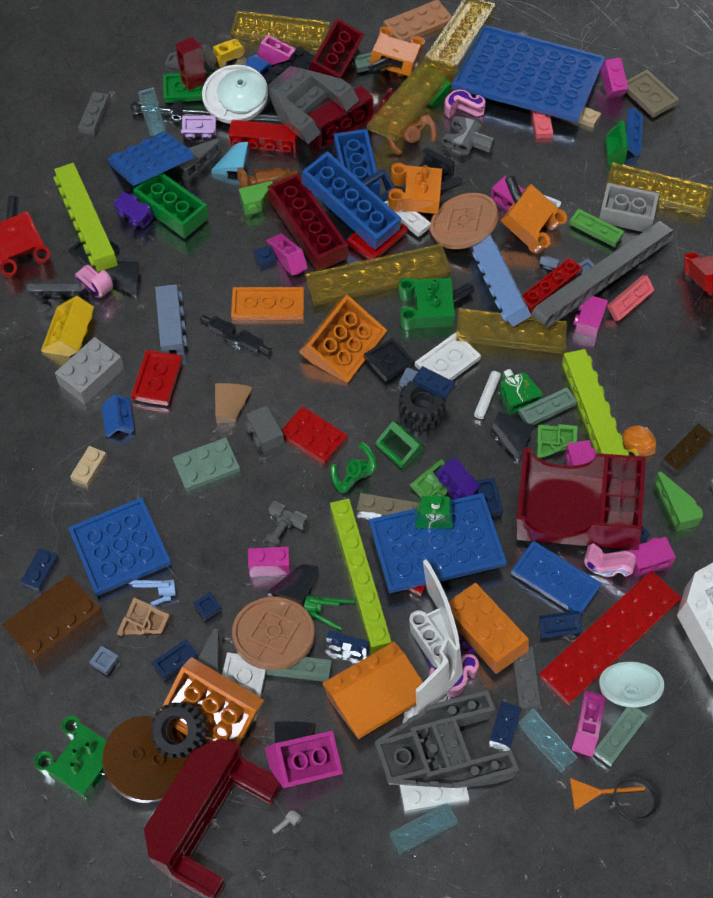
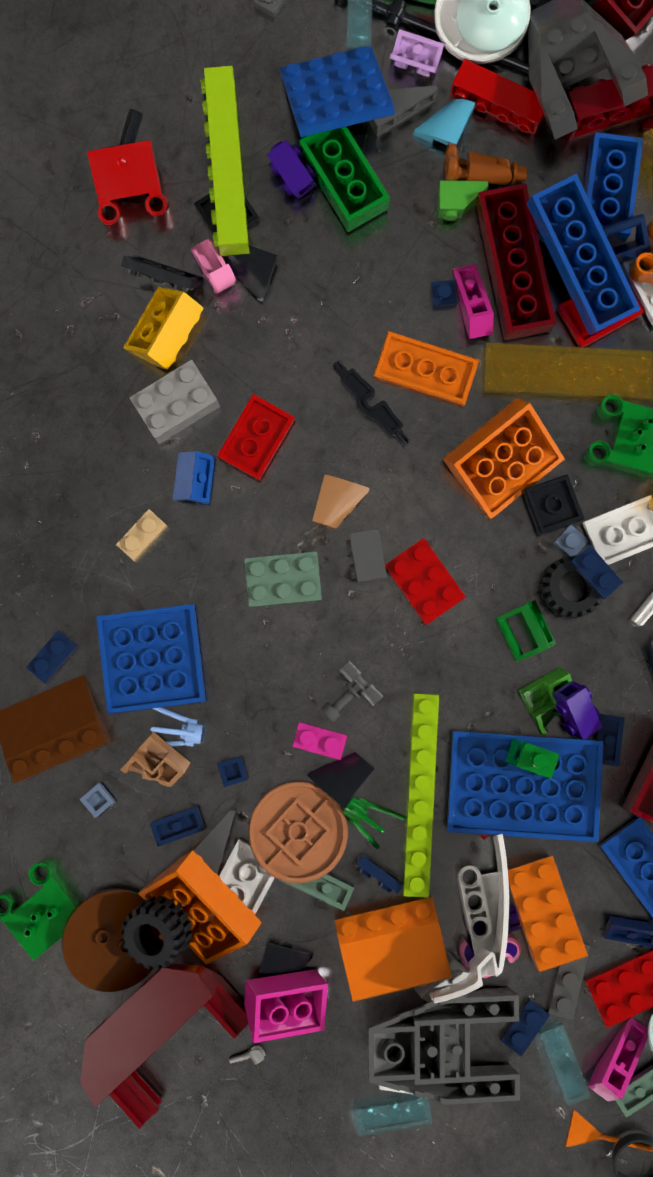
camera: 20 degrees right, 25 degrees up
(169, 319) = (294, 356): sand blue brick -> none
(355, 469) = (463, 653): green piece -> none
(381, 506) = (481, 710): dark tan plate -> none

